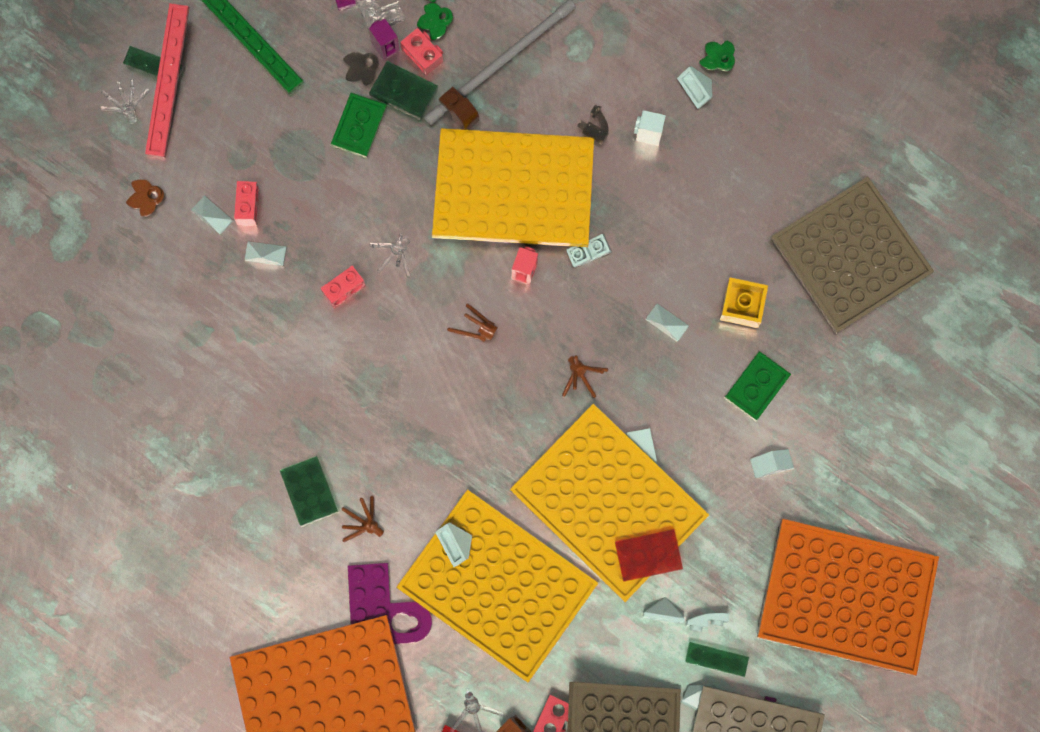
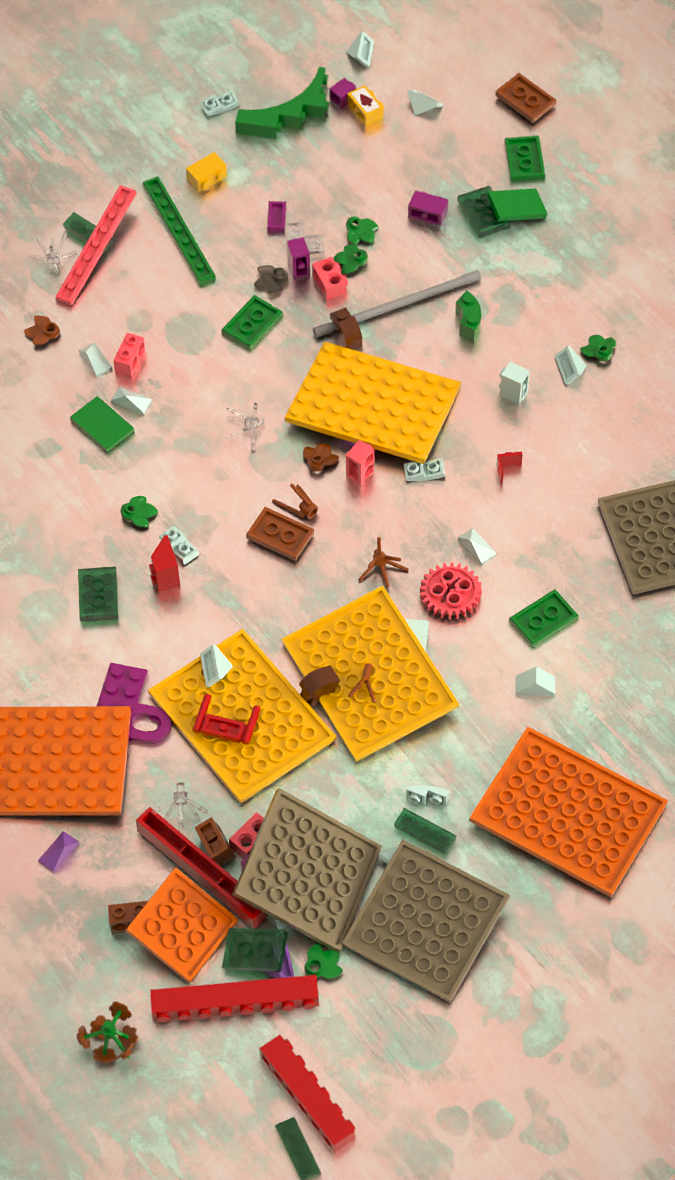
camera: 20 degrees right, 20 degrees down
(245, 291) = (102, 424): none -> green tile
(320, 382) = (138, 511): none -> green plate
(343, 287) = (190, 440): coral brick -> none
(367, 445) = (164, 566): none -> red slope
(368, 525) = (140, 634): dark orange plant -> none
(371, 410) = (181, 547): none -> light aqua slope
(403, 90) = (302, 304): clear green plate -> none
(468, 368) = (280, 533): none -> dark orange plate
(479, 263) = (319, 456): none -> dark orange plate
(486, 610) = (224, 727): none -> red plate
(566, 535) = (318, 683): none -> reddish brown brick
(580, 57) = (469, 312): none -> green brick
(593, 131) = (467, 382): clear smoke plant -> none
(609, 517) = (365, 679): none -> dark orange plant
(641, 379) = (465, 598): none -> coral gear
(648, 555) = (390, 722): clear red plate -> none
(664, 612) = (388, 779): light aqua slope -> none
(667, 216) = (506, 460): none -> red bracket
(743, 302) = (552, 543): yellow brick -> none

